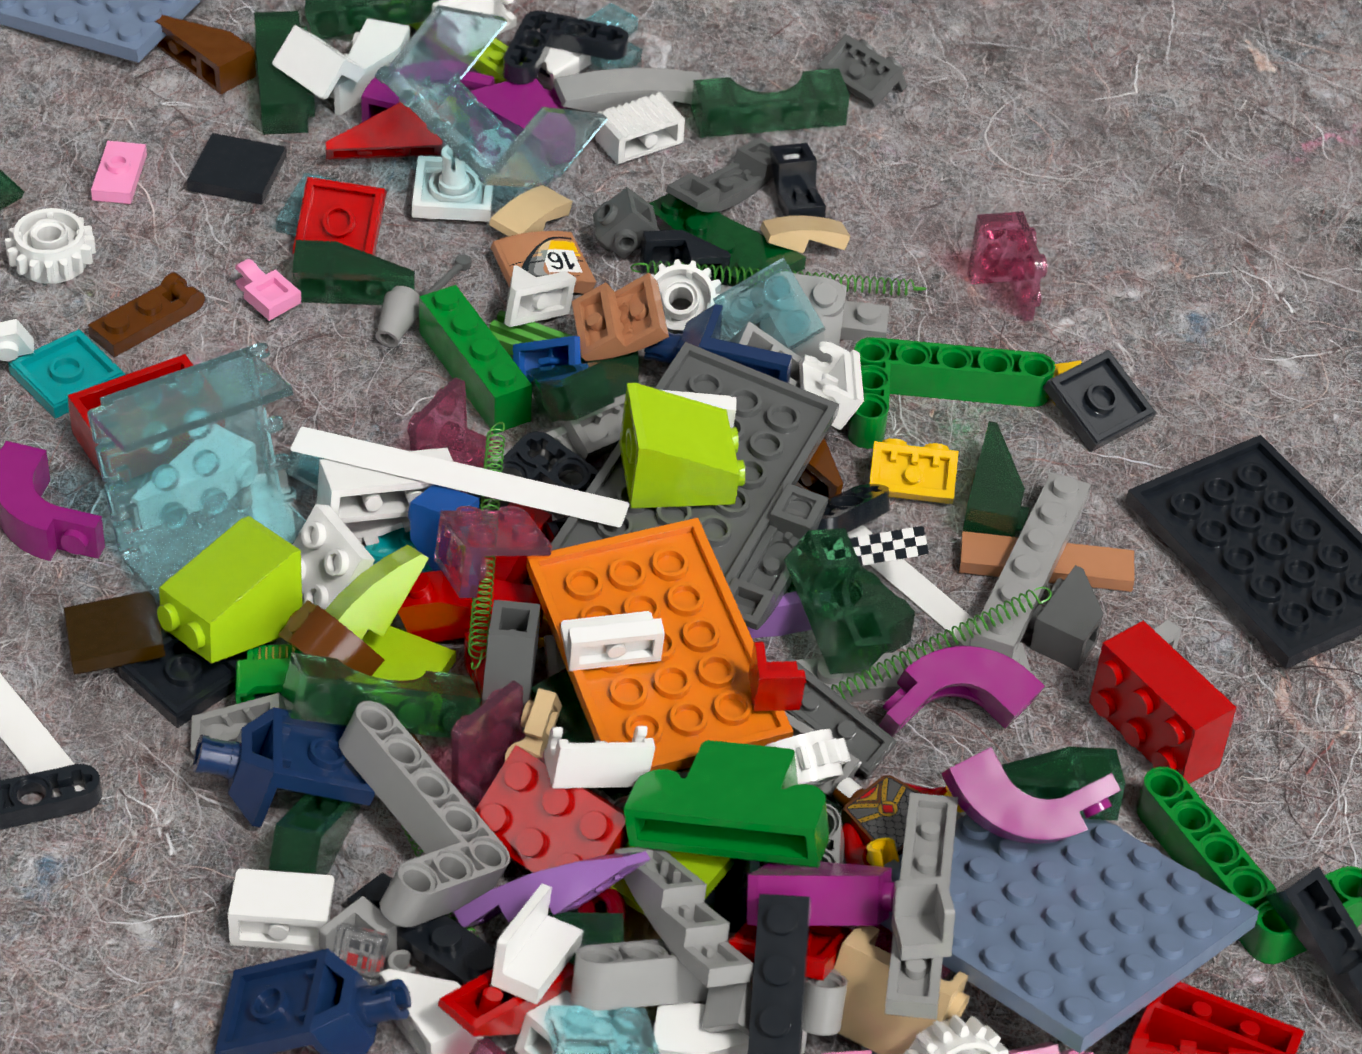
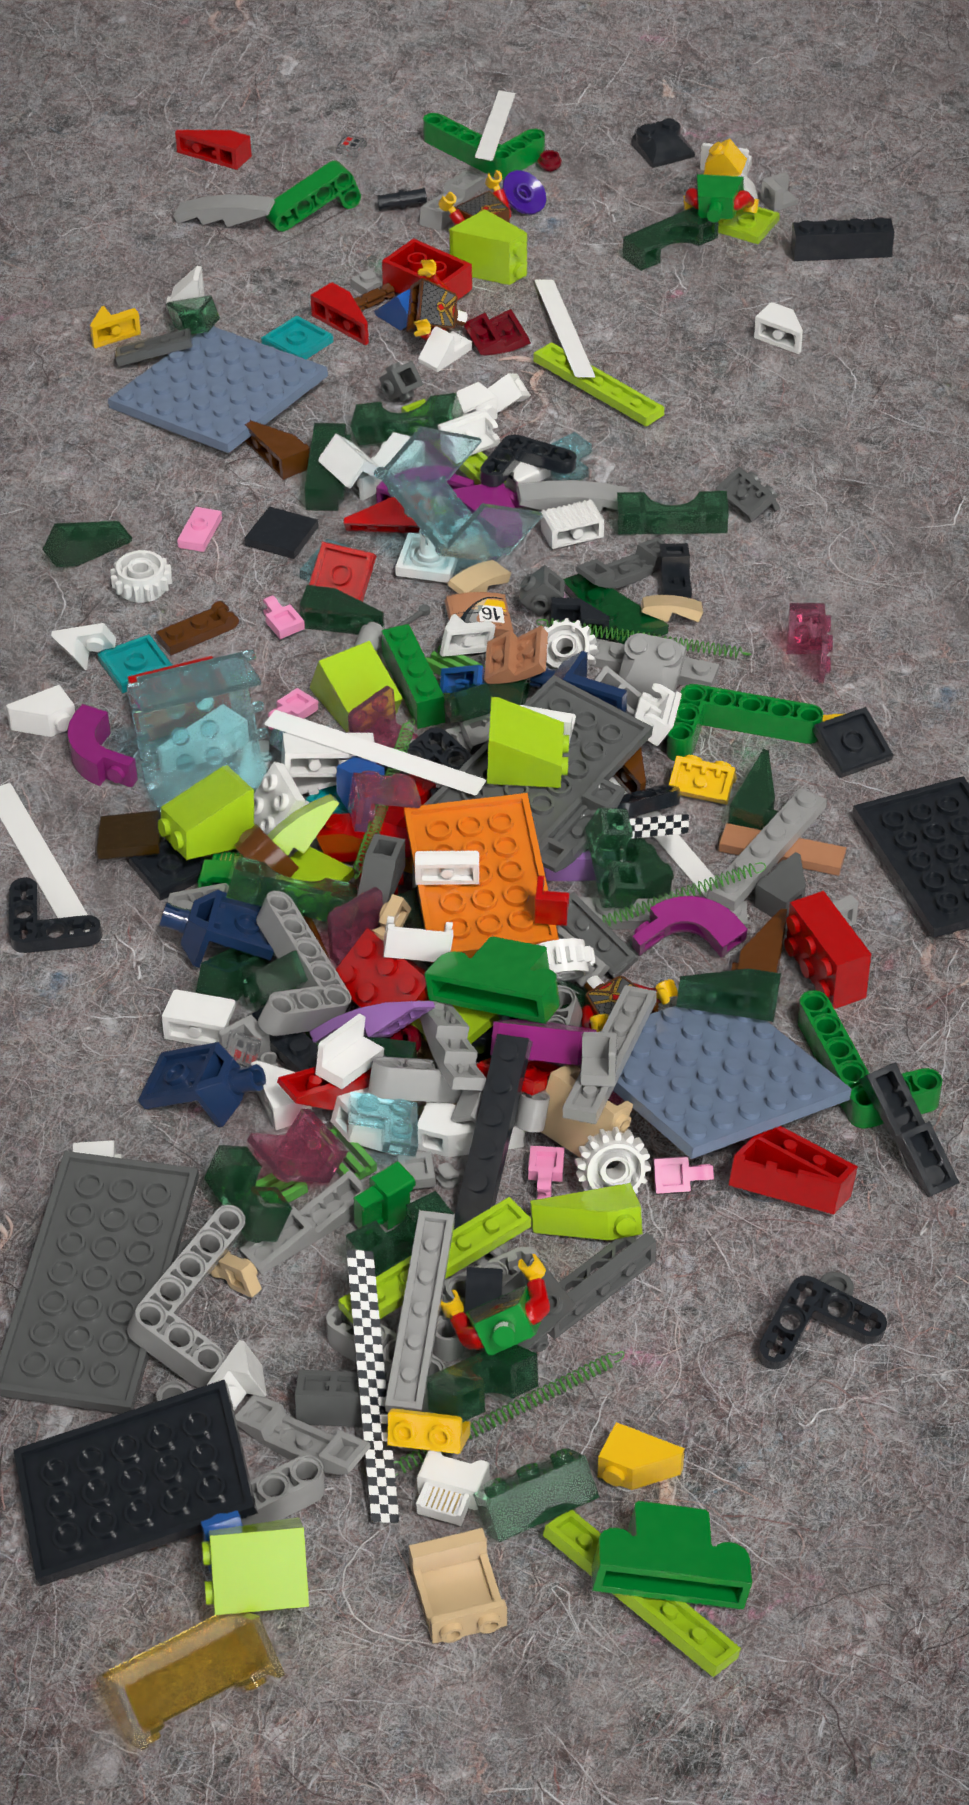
camera: 15 degrees right, 0 degrees up
(313, 412) = (296, 704): none -> bright pink plate
(391, 377) = (349, 680): none -> lime slope
(392, 840) = (277, 976): none -> clear green slope
(772, 294) = (626, 648): clear light blue plate -> none
(1008, 812) = (696, 1008): arch -> none
(1071, 713) = (765, 948): none -> reddish brown slope

